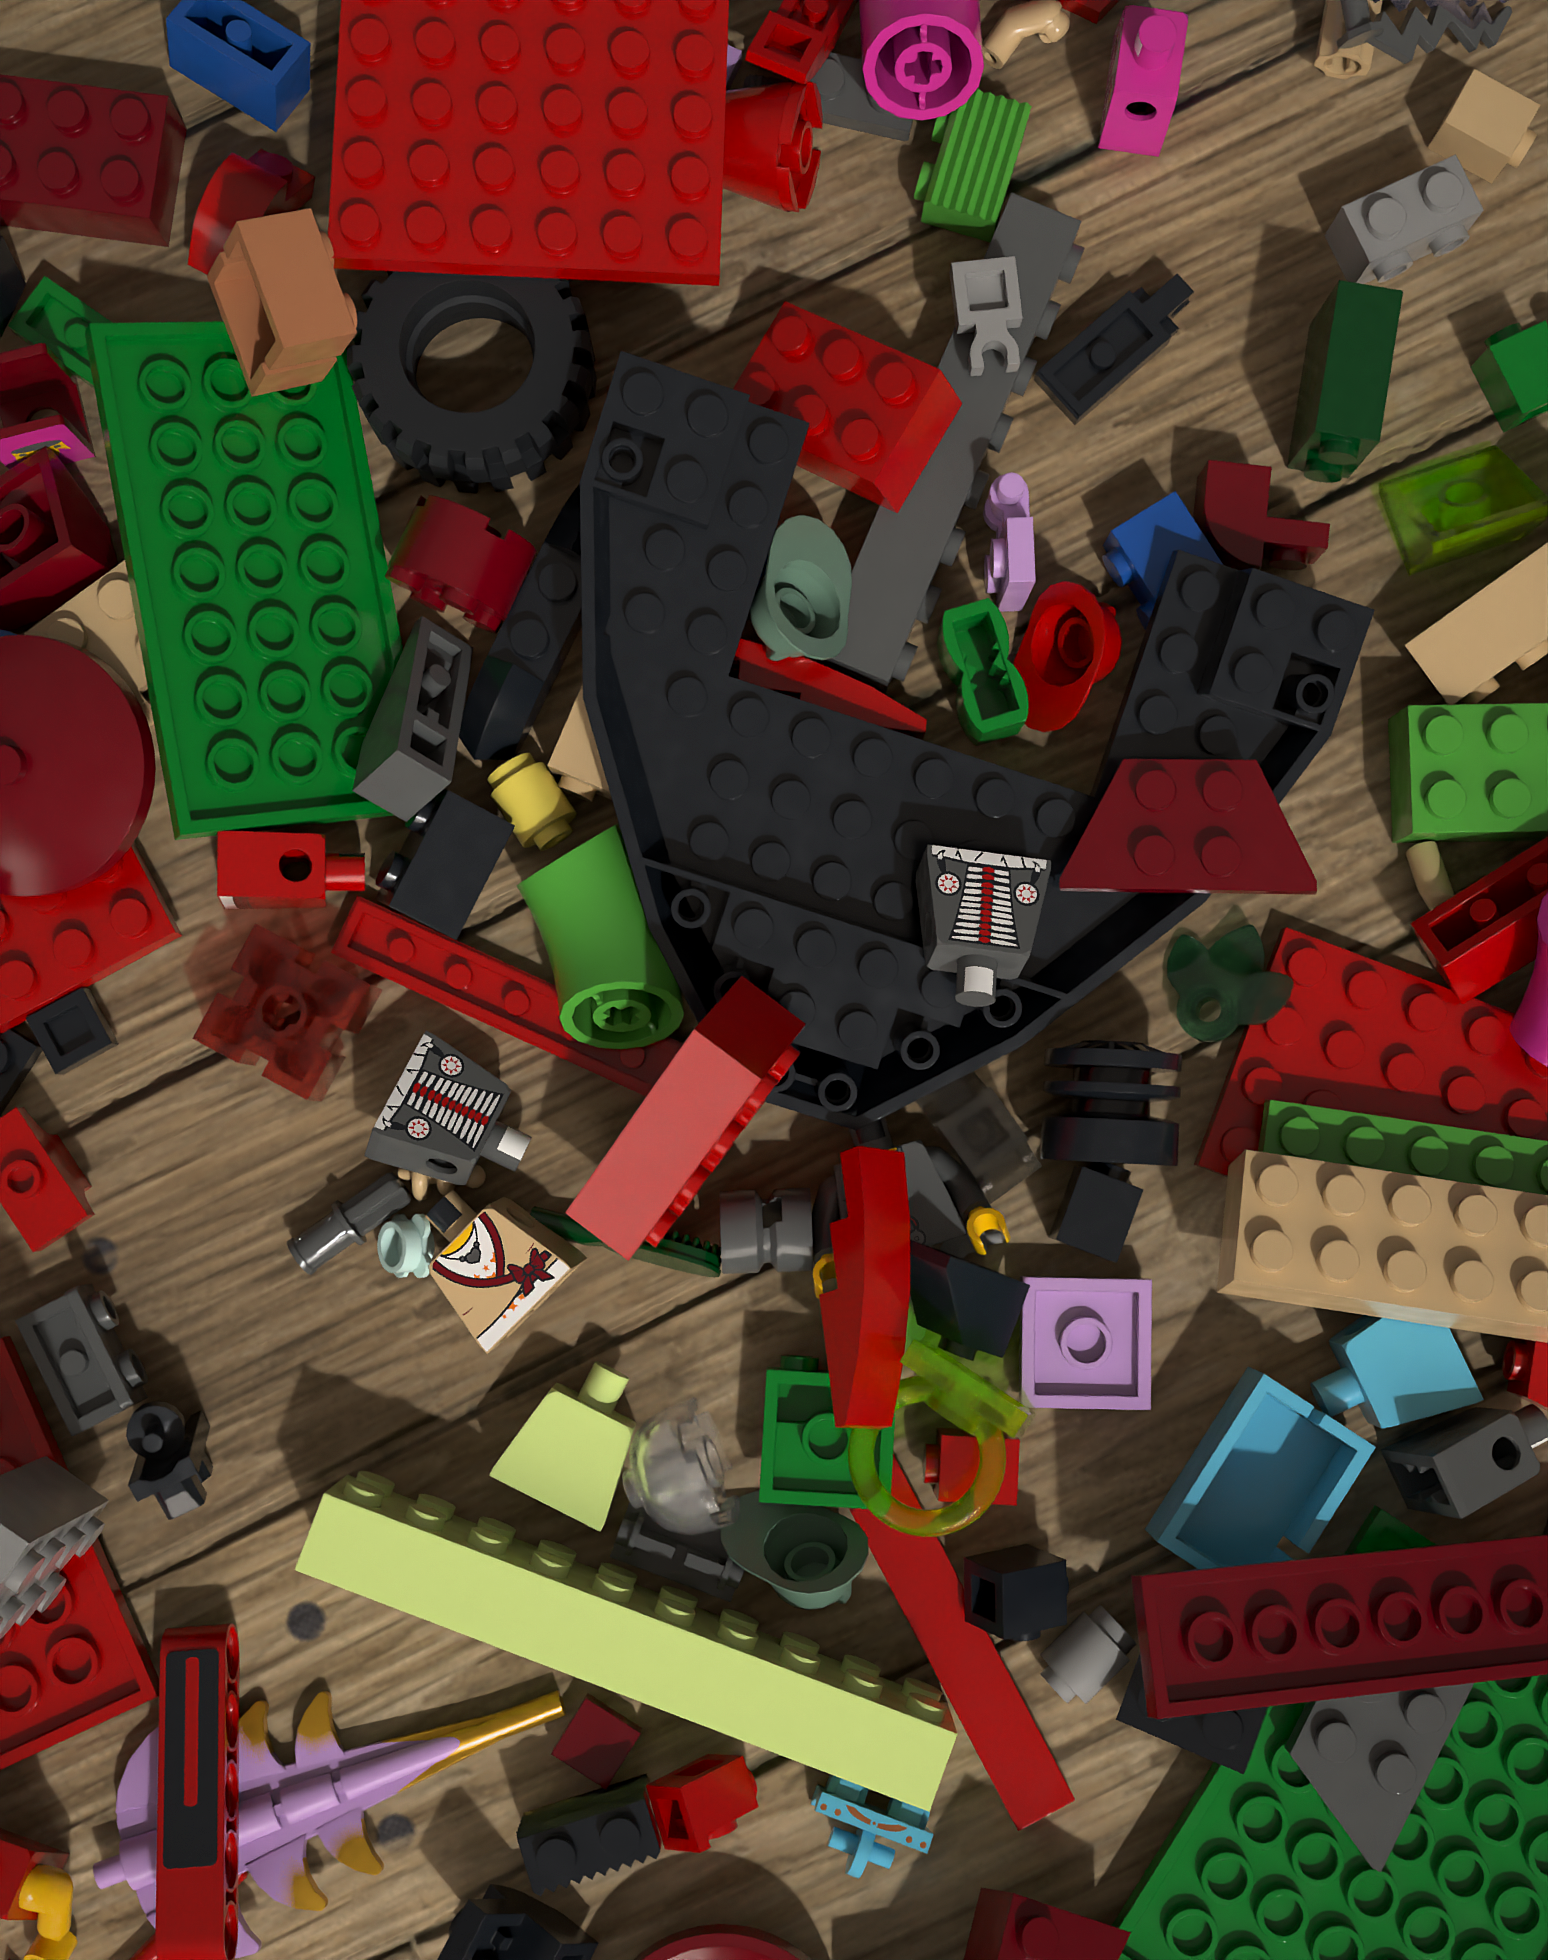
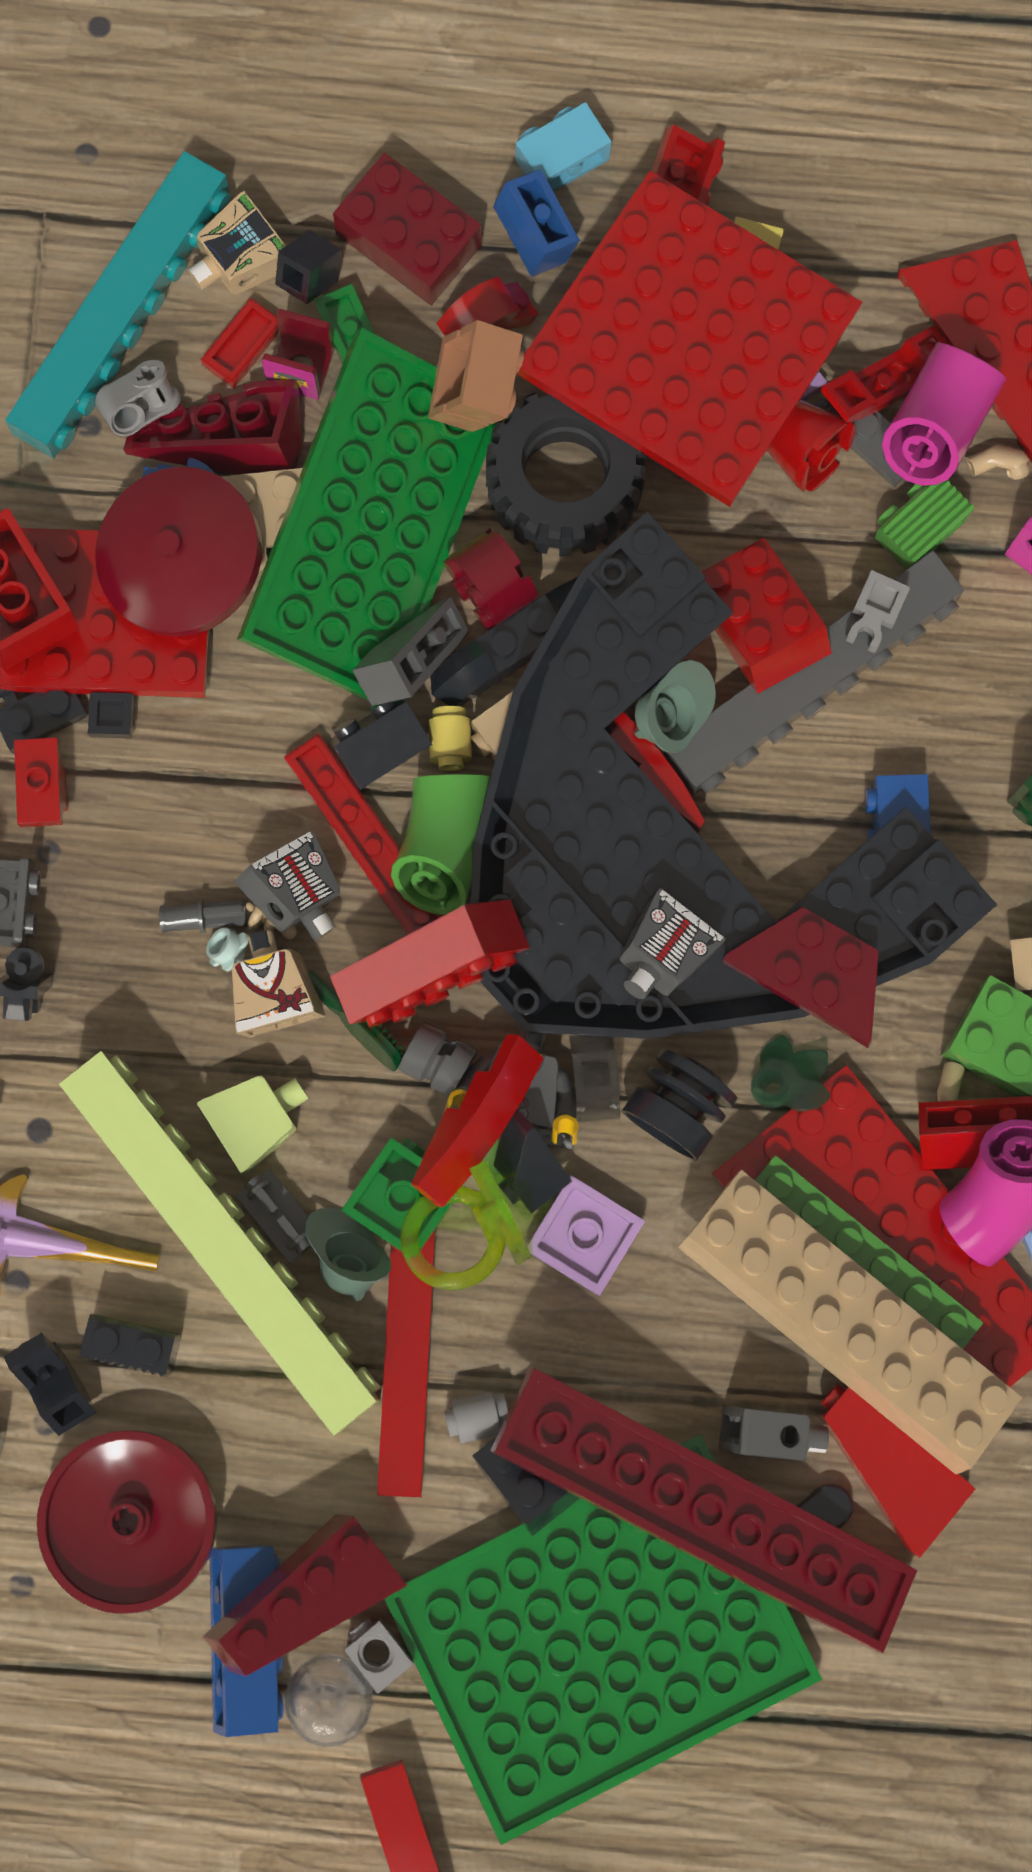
camera: 30 degrees right, 5 degrees down
(249, 1022) = (247, 751): clear red brick -> none
(254, 862) = (272, 680): red torso -> none
(596, 1741) = (164, 1297): dark red tile -> none
(680, 1471) = (307, 1167): clear cylinder -> none
(702, 1801) = (205, 1364): red brick -> none
(898, 1823) = (312, 1448): medium azure hips -> none
(955, 1462) = (465, 1255): red brick -> none
(974, 656) = (753, 821): green brick -> none
(1011, 561) = (809, 753): lavender plate -> none
(1015, 1592) = (458, 1353): black brick -> none
(1065, 652) = (808, 831): red piece -> none
(1097, 1210) = (637, 1162): black brick -> none
(1112, 348) = (943, 673): black hinge -> none
(1234, 520) = (953, 818): dark red brick -> none
(1259, 1479) = (641, 1369): medium azure piece -> none
(1374, 1757) = (612, 1567): dark grey wing -> none
(1395, 1372) = (757, 1359): medium azure torso -> none

